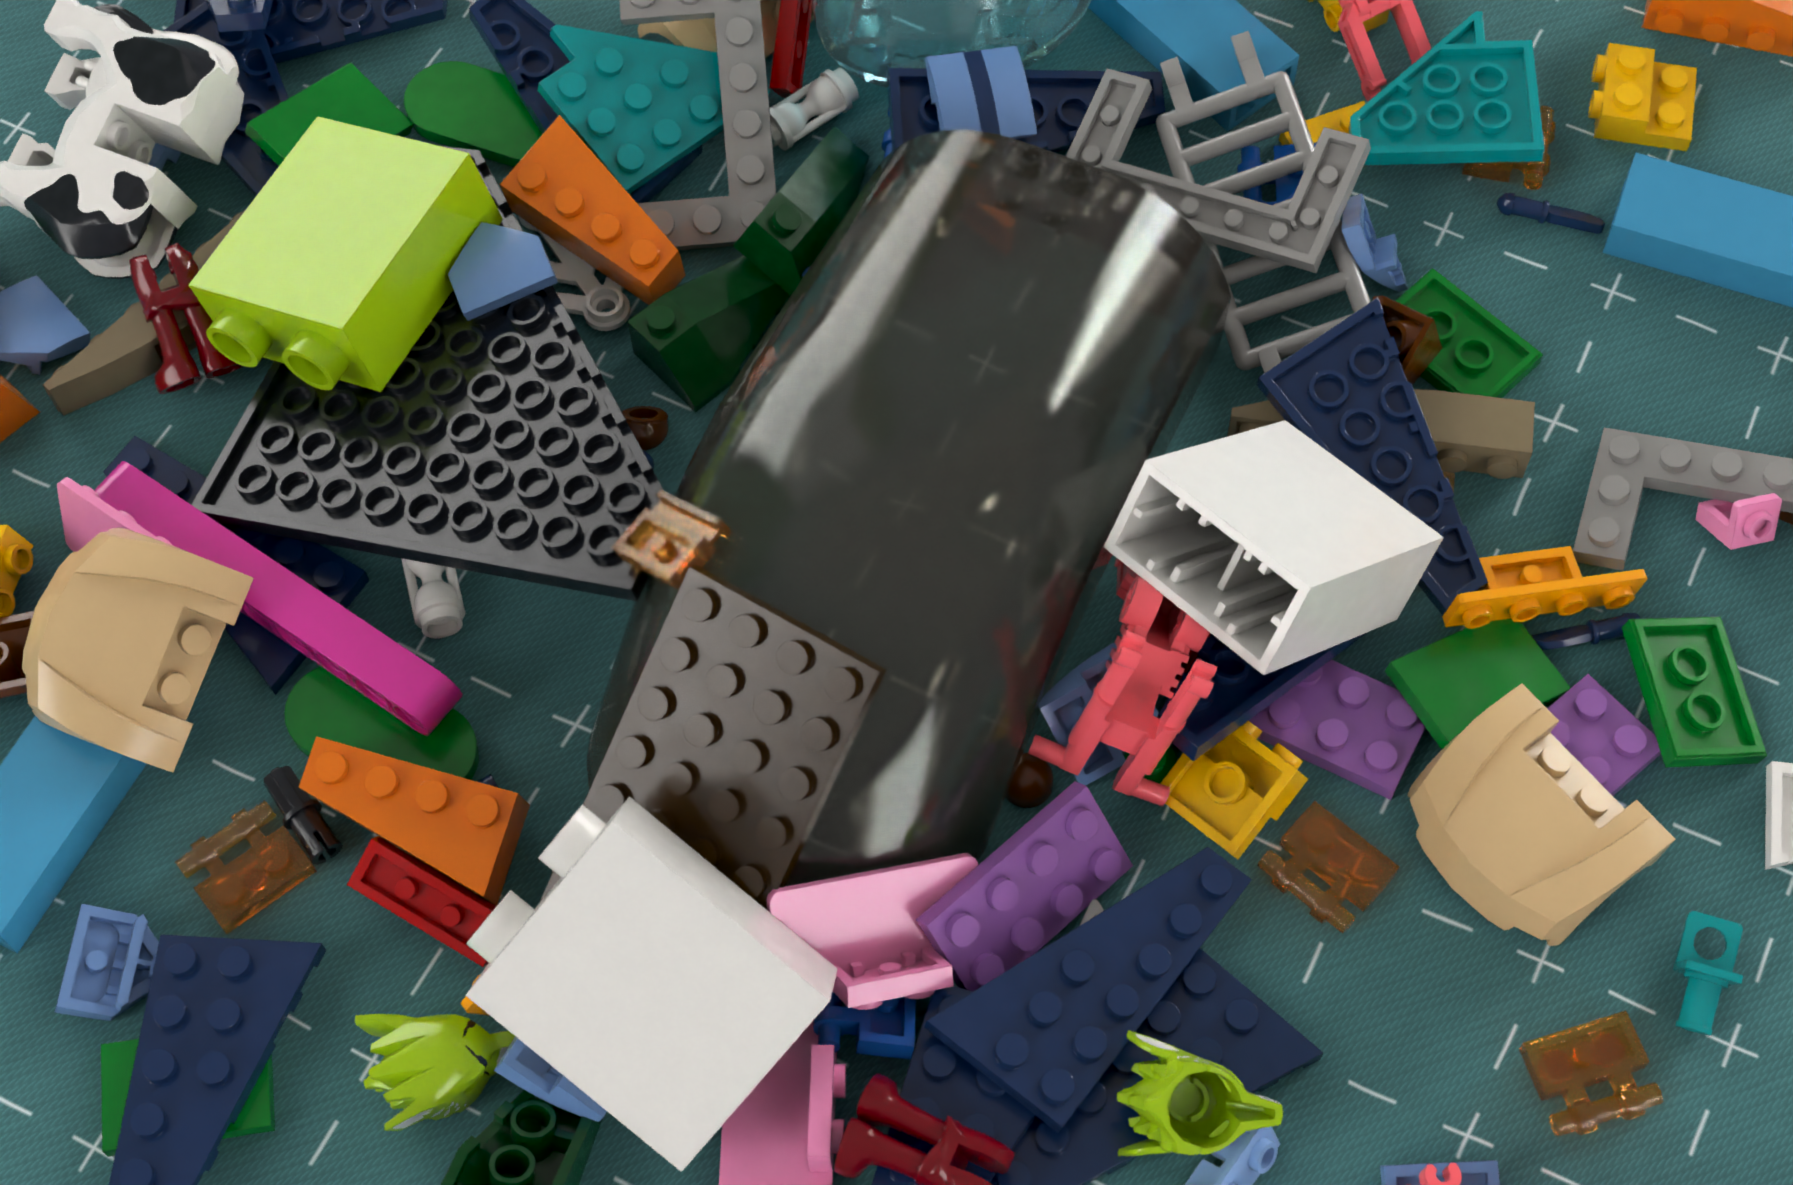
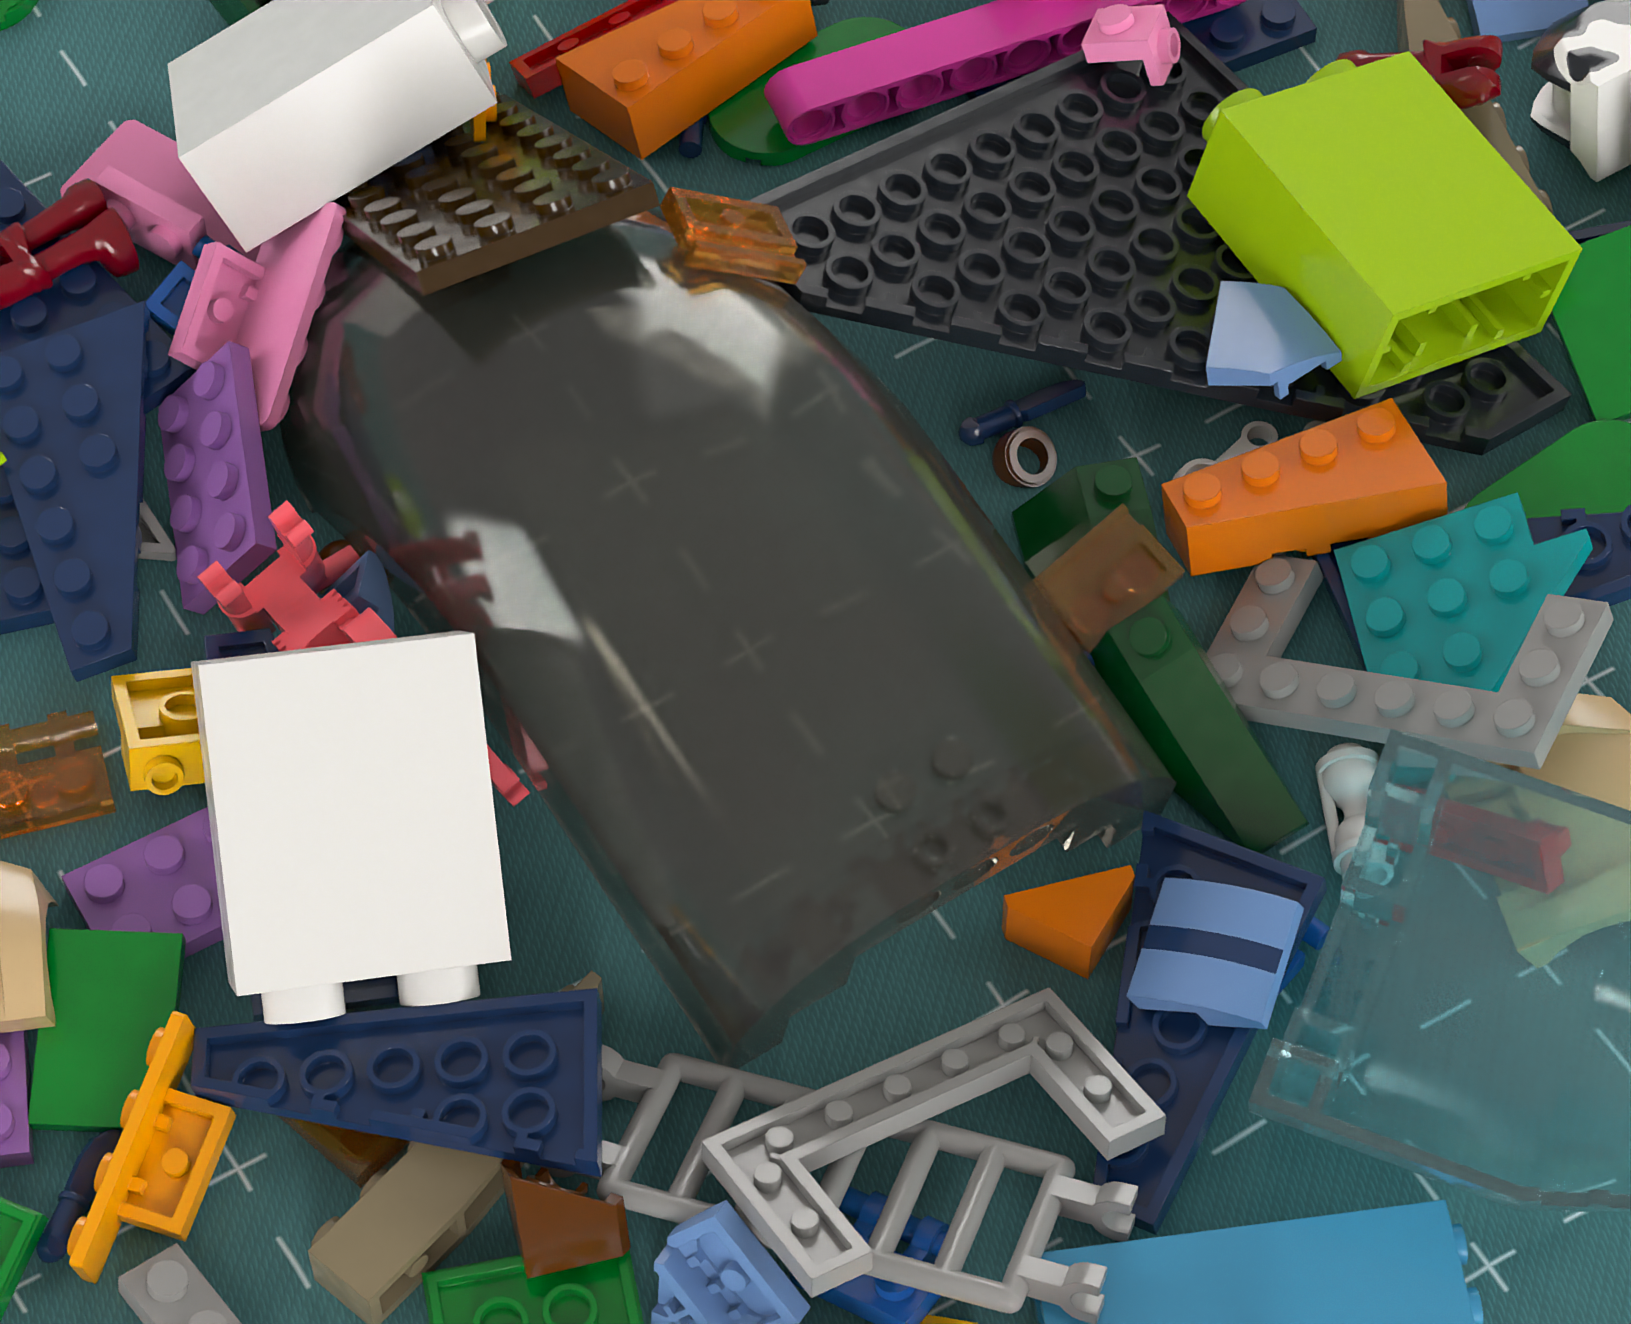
camera: 120 degrees right, 5 degrees down
(251, 488) = (1134, 34): none -> bright pink bracket
(739, 287) = (1107, 577): none -> clear orange plate

